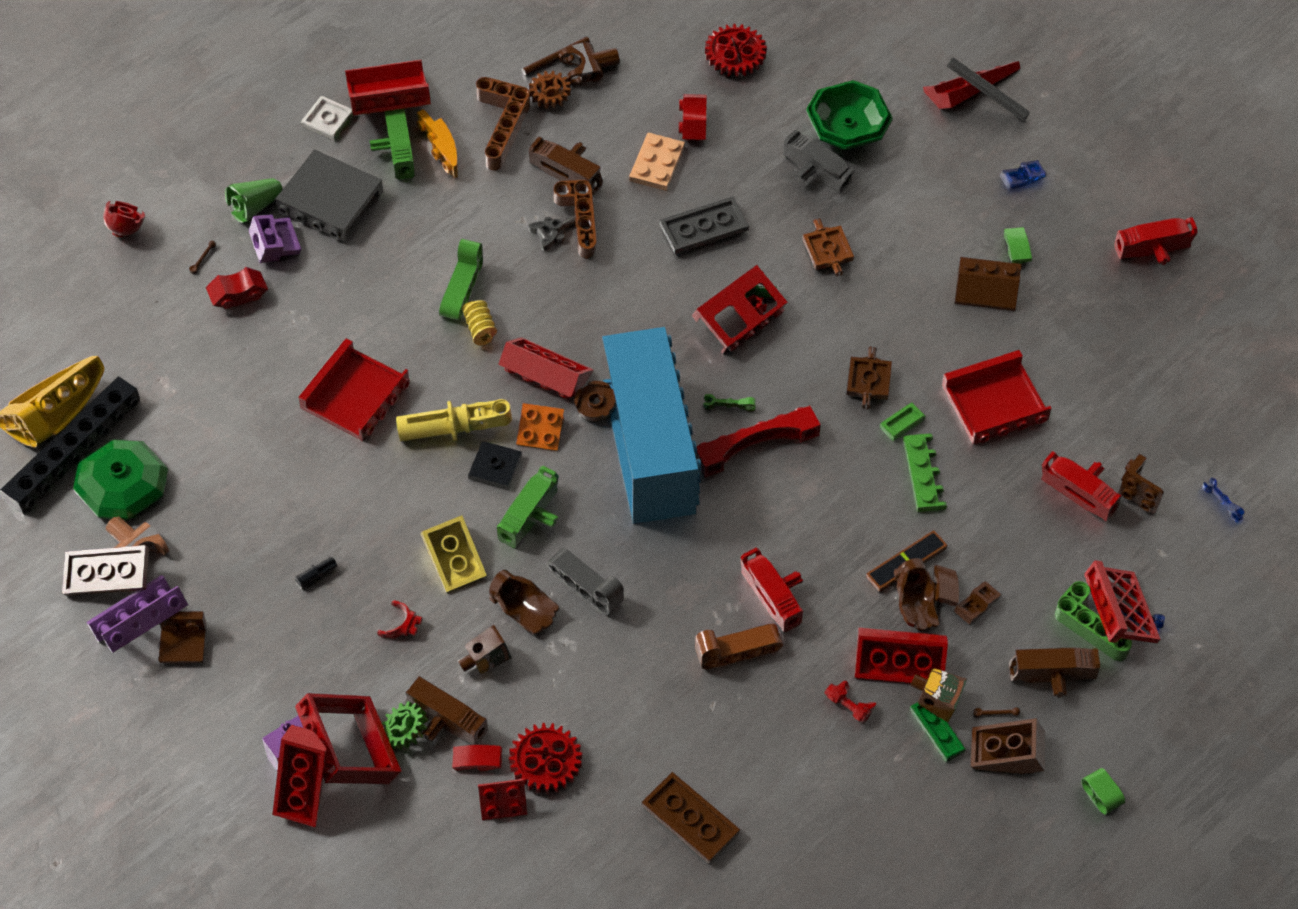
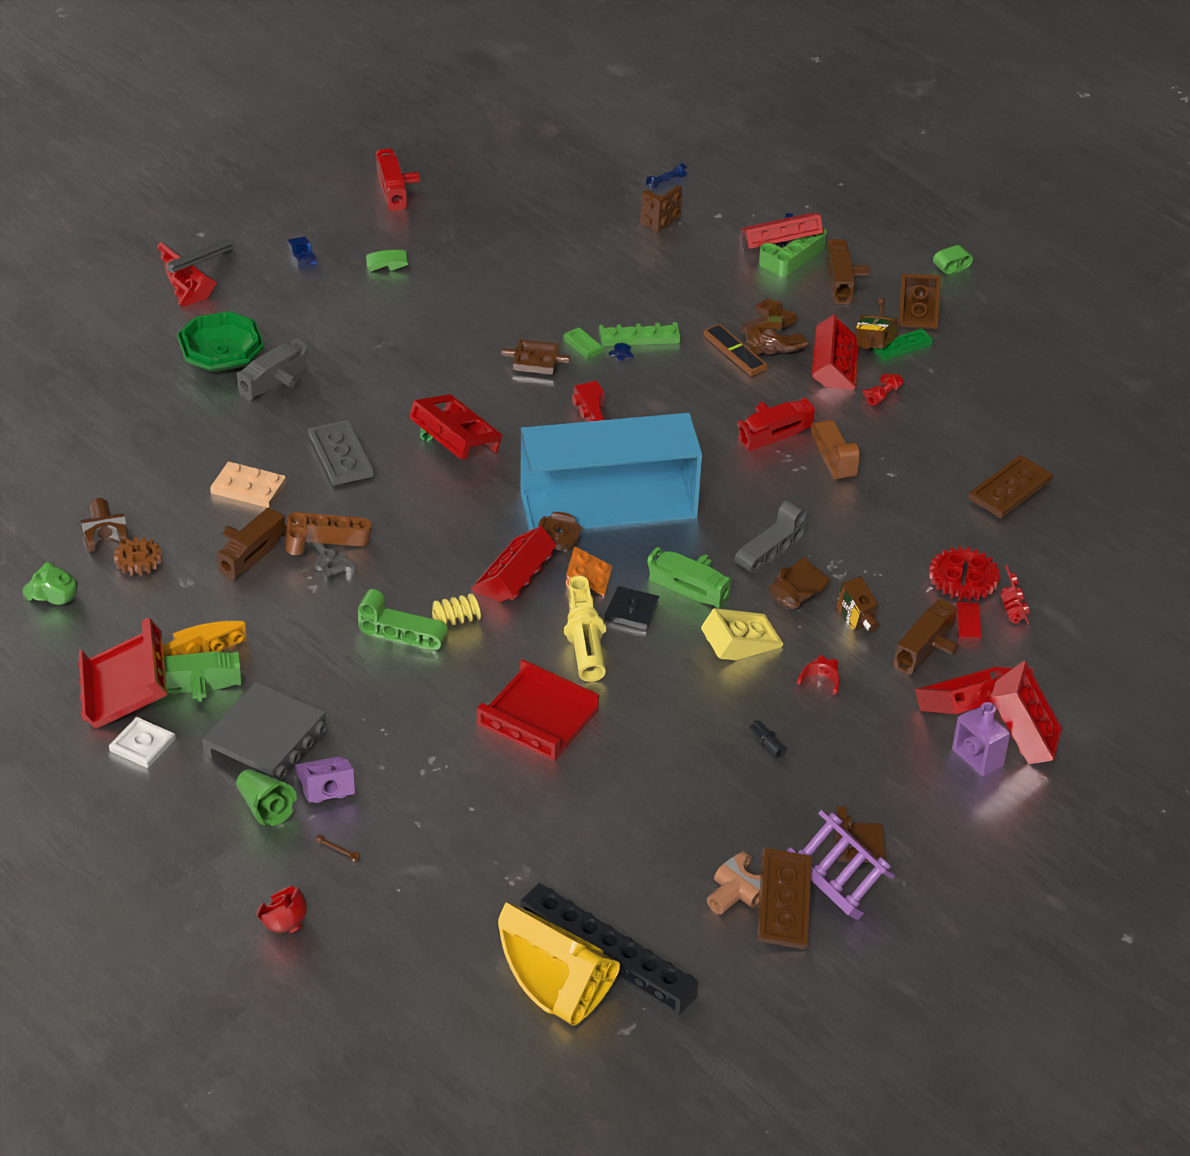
camera: 90 degrees left, 15 degrees down
(121, 493) = (654, 903): green rock -> none
(236, 288) = (396, 807): red brick -> none
(405, 725) = (939, 656): bright green gear -> none
(505, 34) = (51, 585): none -> bright green head
(516, 104) = (176, 586): dark orange beam -> none
(550, 58) = (84, 555): reddish brown bar -> none
(694, 116) = (197, 450): red brick -> none
(723, 55) = (108, 420): red gear -> none
(828, 247) = (378, 373): dark orange plate -> none
(893, 451) = (621, 351): none -> clear blue plate
(987, 283) = (432, 278): reddish brown slope -> none
(994, 397) = (562, 286): red panel -> none
(1081, 485) = (658, 242): red piece -> none

